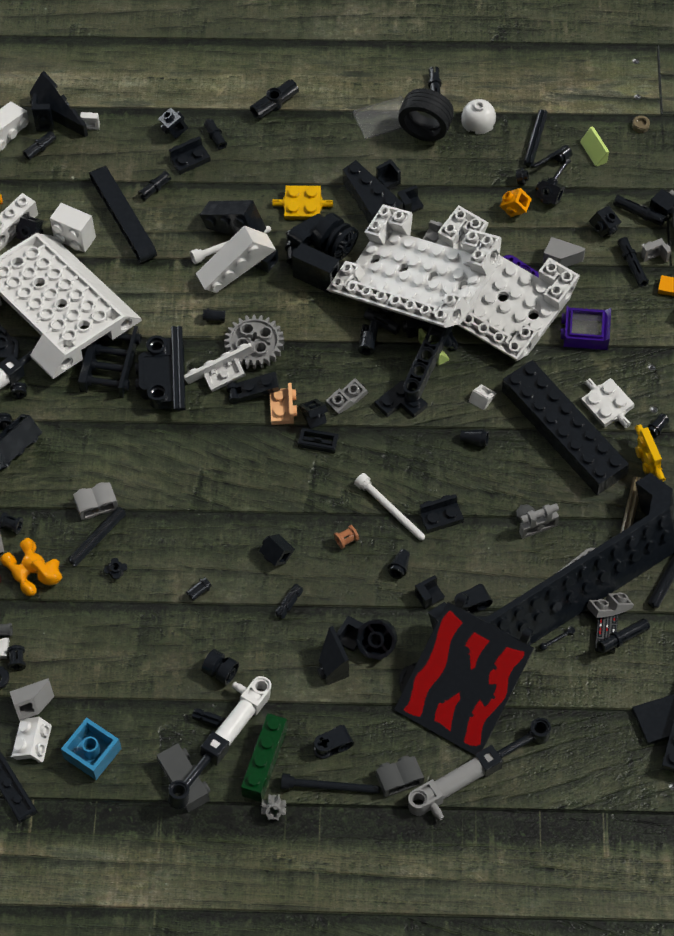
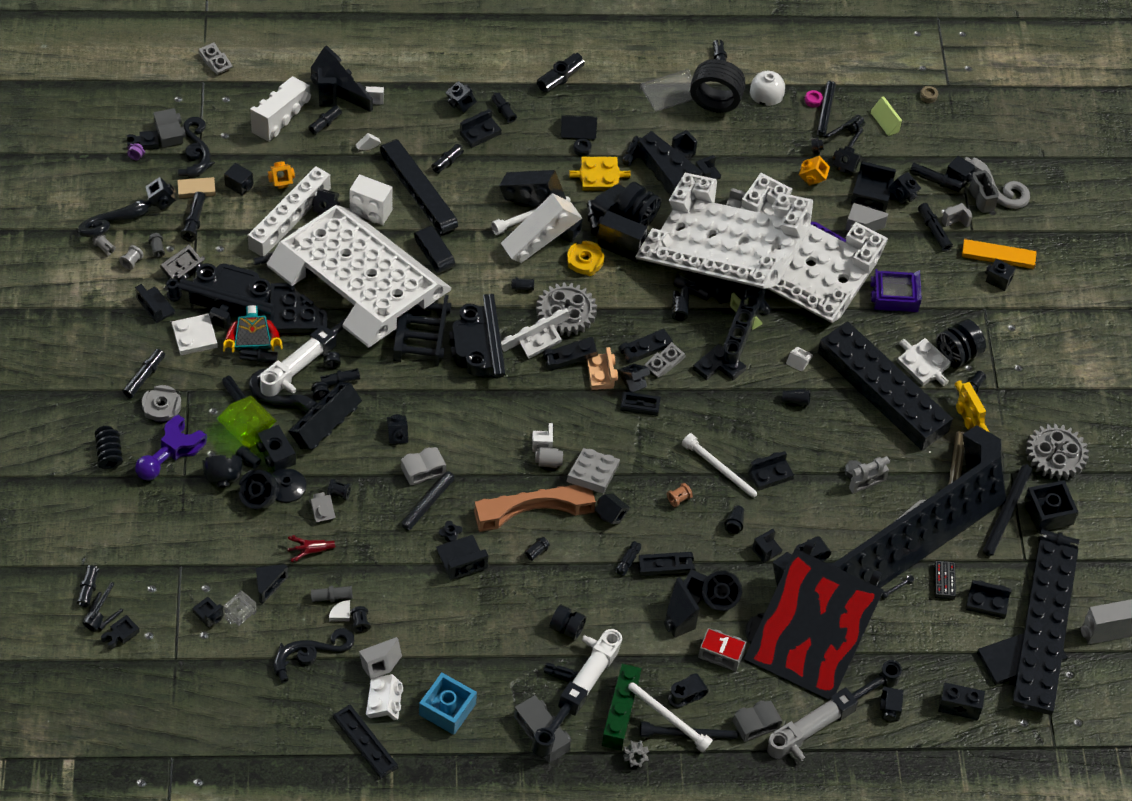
camera: 10 degrees left, 5 degrees down
(25, 407) = (345, 376): none -> black pin
(47, 573) = (383, 536): light orange animal -> none
(74, 462) = (397, 429): none -> black bracket
(78, 168) = (368, 142): none -> white tile
(123, 596) = (462, 557): none -> black bracket
(131, 278) = (434, 249): none -> black beam
(161, 550) = (495, 512): none -> nougat arch
(216, 476) = (542, 438): none -> white panel
(220, 495) = (549, 457): none -> light grey brick
(261, 510) = (593, 470): none -> light grey plate
(279, 298) = (583, 266): none -> yellow plate
(286, 154) = (578, 126): none -> black panel
(288, 175) = (582, 147): none -> black tile
(326, 608) = (666, 563): none -> black plate
(329, 381) = (645, 346): none -> black plate
(335, 181) = (631, 151): none -> black axle
(340, 795) = (700, 740): none -> white piece
(372, 699) = (722, 649): none -> brick
(524, 127) = (813, 99): none -> dark pink tile
(537, 763) = (891, 703): none -> black brick
(573, 219) = (872, 186): none -> black panel
(609, 762) = (961, 701): none -> black brick
(613, 605) = (947, 554): light grey slope -> none
(616, 639) = (957, 584): black pin -> none
(645, 384) = (961, 342): none -> black wheel
(648, 654) = (988, 598): none -> black bracket

